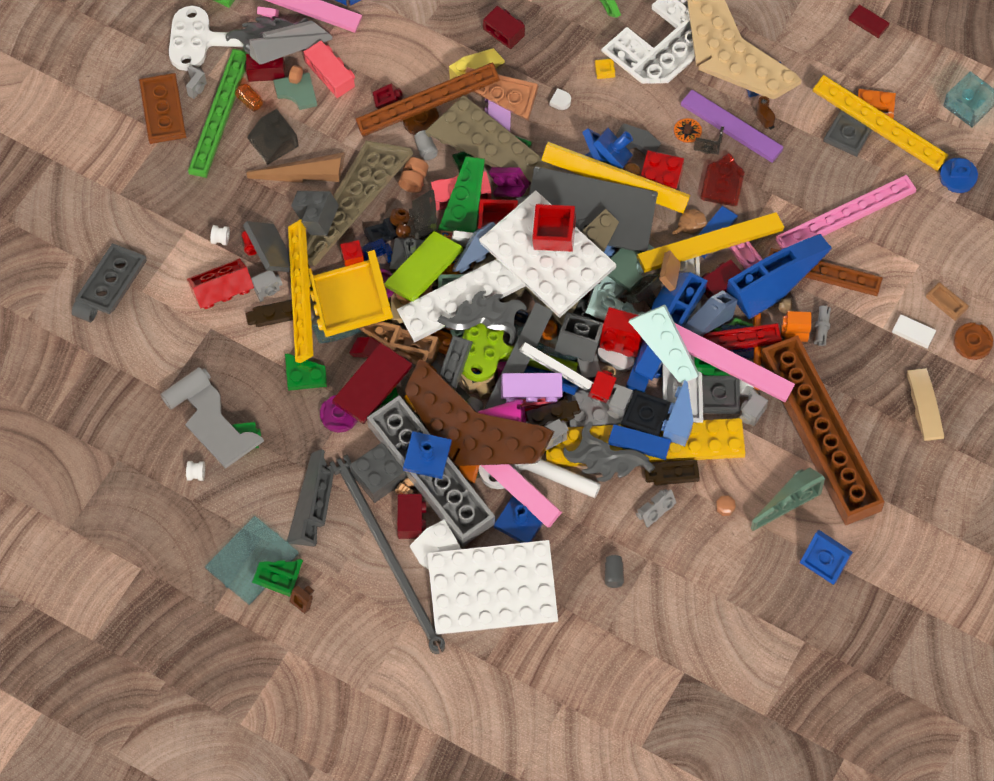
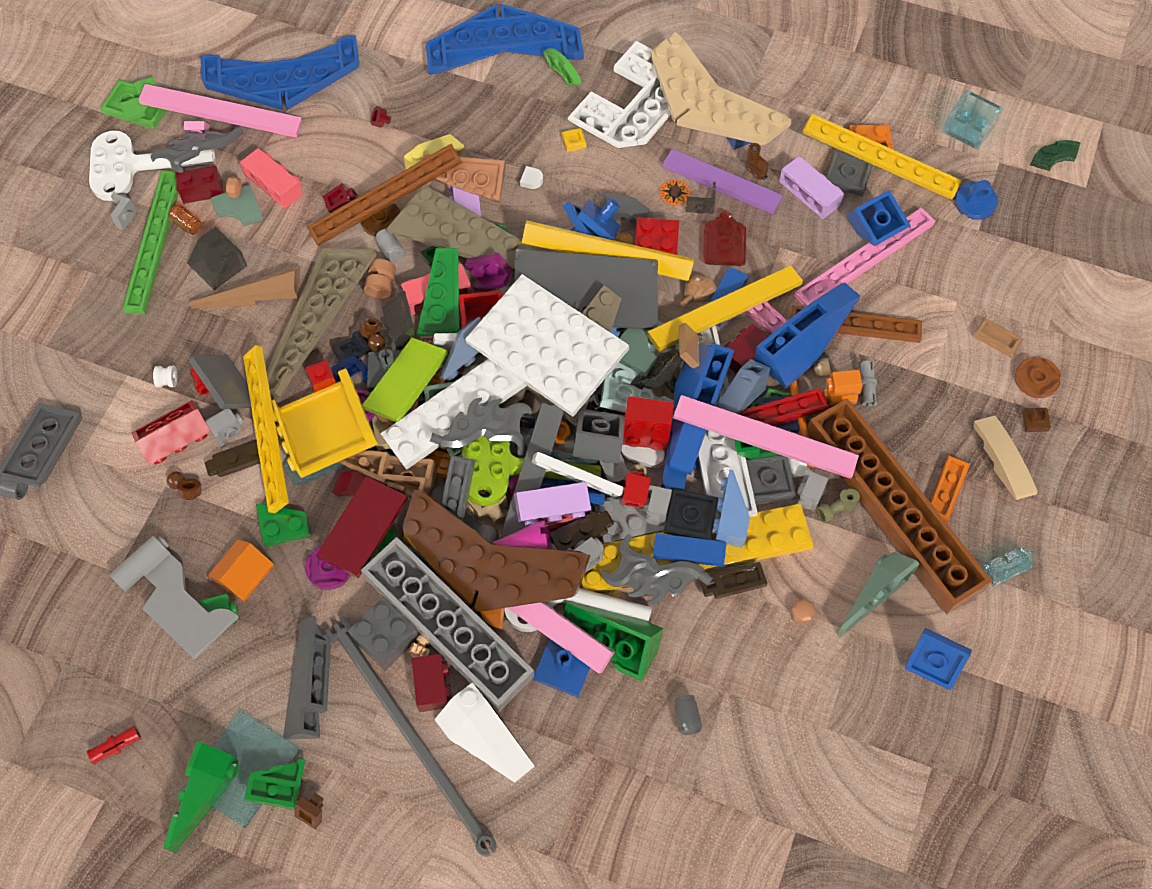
camera: 10 degrees left, 0 degrees up
(152, 526) = (113, 745): none -> red pin
(162, 108) = (88, 245): dark orange tile -> none
(195, 470) = (160, 665): white wheel -> none
(227, 562) = (209, 777): none -> green wedge
(230, 333) = (187, 488): none -> reddish brown plate
(267, 405) = (241, 569): none -> orange slope
(286, 41) = (218, 152): light grey wedge -> none
(316, 210) = (272, 333): dark grey brick -> none
(427, 455) = (440, 606): blue tile -> none
(432, 24) = (379, 117): none -> dark red tile
(492, 587) = (543, 760): white plate -> none
(504, 27) = (458, 110): dark red brick -> none
(554, 227) = (551, 312): red piece -> none
(578, 506) = (629, 637): none -> green wedge
(662, 502) = (729, 618): light grey hinge -> none
(665, 340) = (700, 425): light aqua wing -> none
(781, 422) = (847, 501): none -> olive leg
(810, 142) = (811, 187): none -> lavender brick
(863, 181) = (878, 219): none -> blue slope
(869, 21) = (843, 57): dark red tile -> none
(871, 423) = (949, 486): none -> orange tile
(913, 493) = (1017, 561): none -> clear light blue hinge
(914, 331) = (970, 375): white tile -> none
(962, 377) = (1036, 419): none -> reddish brown tile

